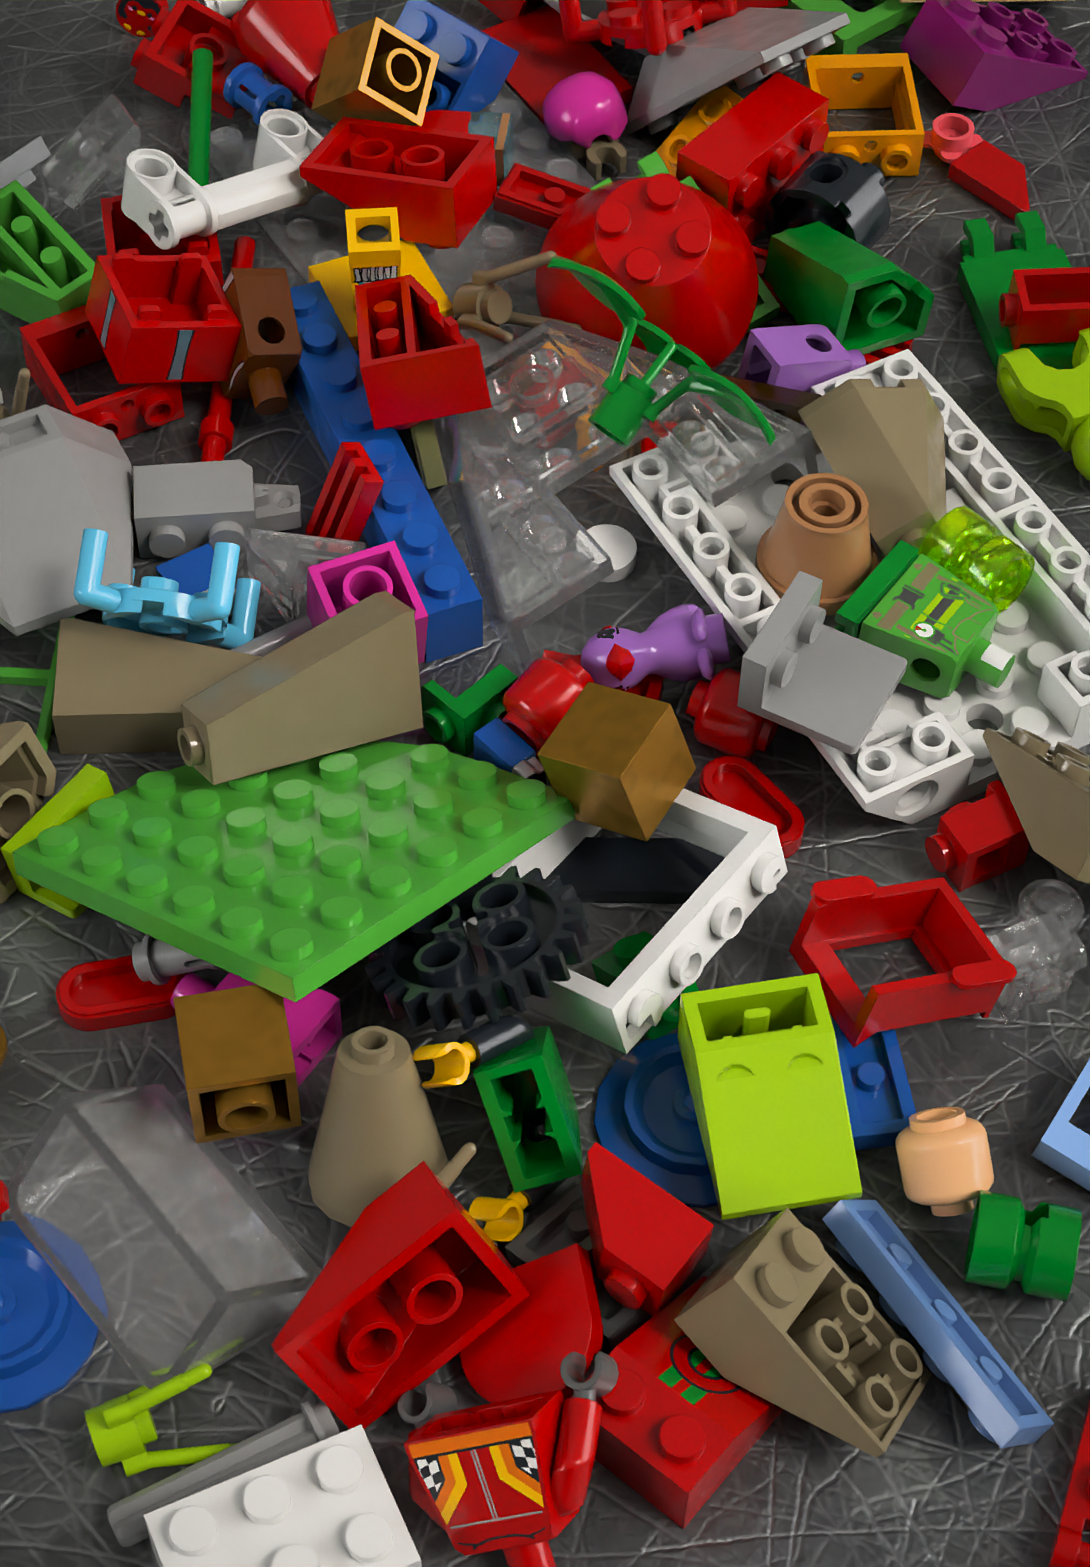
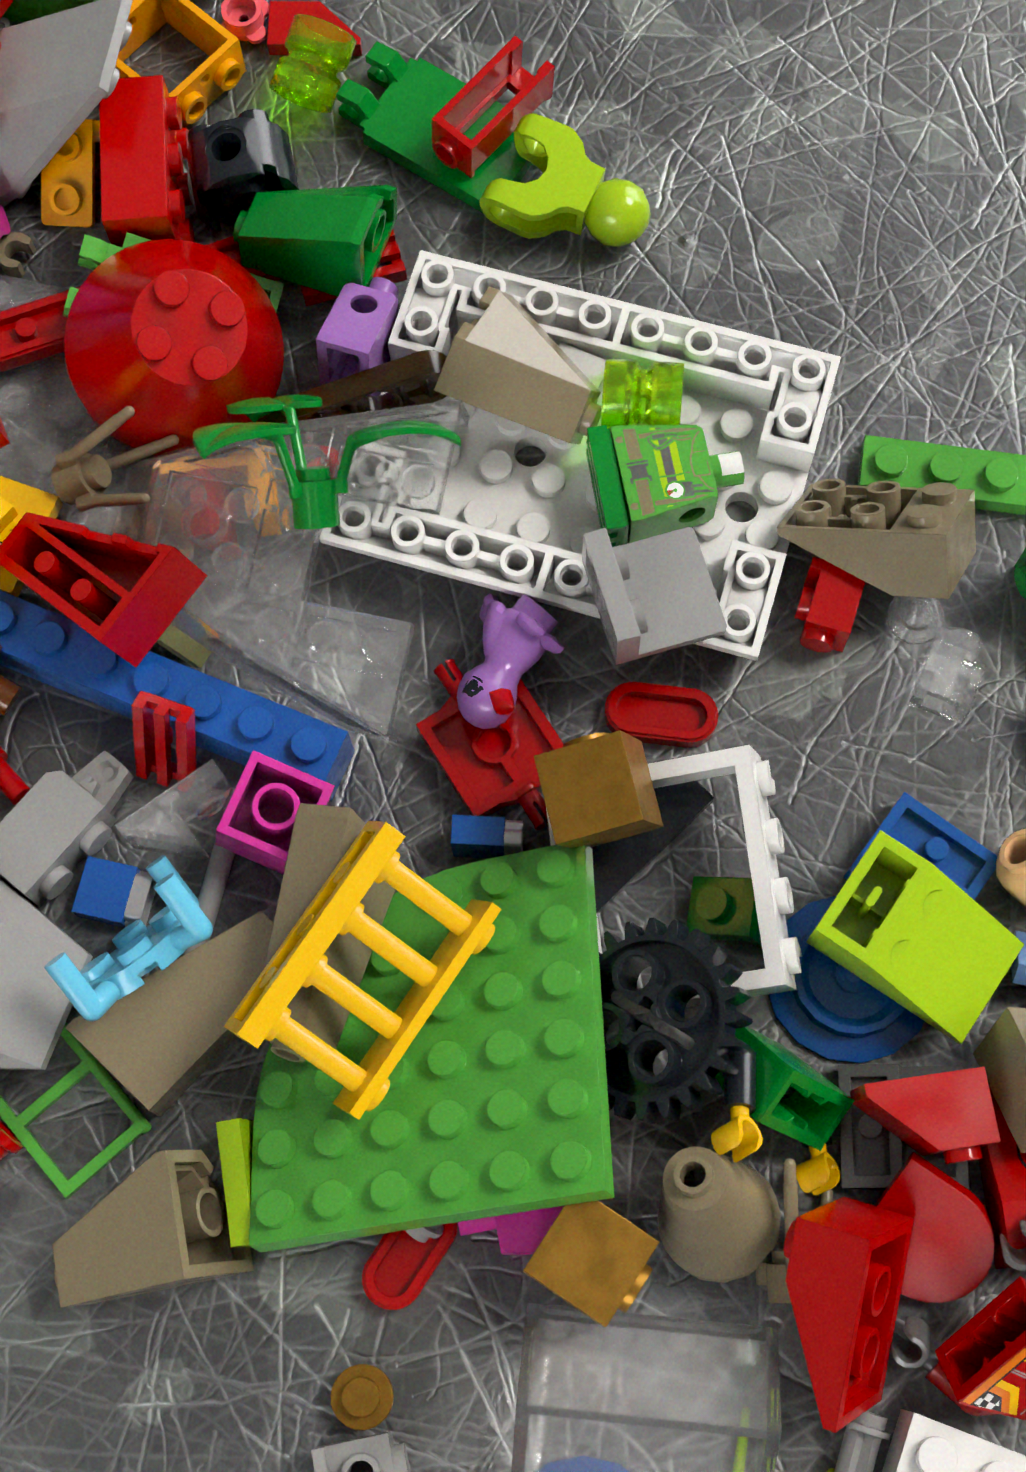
camera: 40 degrees left, 20 degrees up
(258, 663) = (303, 963): none -> yellow fence
(458, 718) = (426, 808): green bracket -> none
(542, 698) = (481, 774): red head -> none
(619, 546) = (365, 593): white tile -> none
(724, 724) = (586, 660): red head -> none
(820, 533) = (538, 502): medium nougat piece -> none
(928, 911) = (895, 707): red piece -> none
(971, 187) = (315, 57): none -> clear neon green wheel

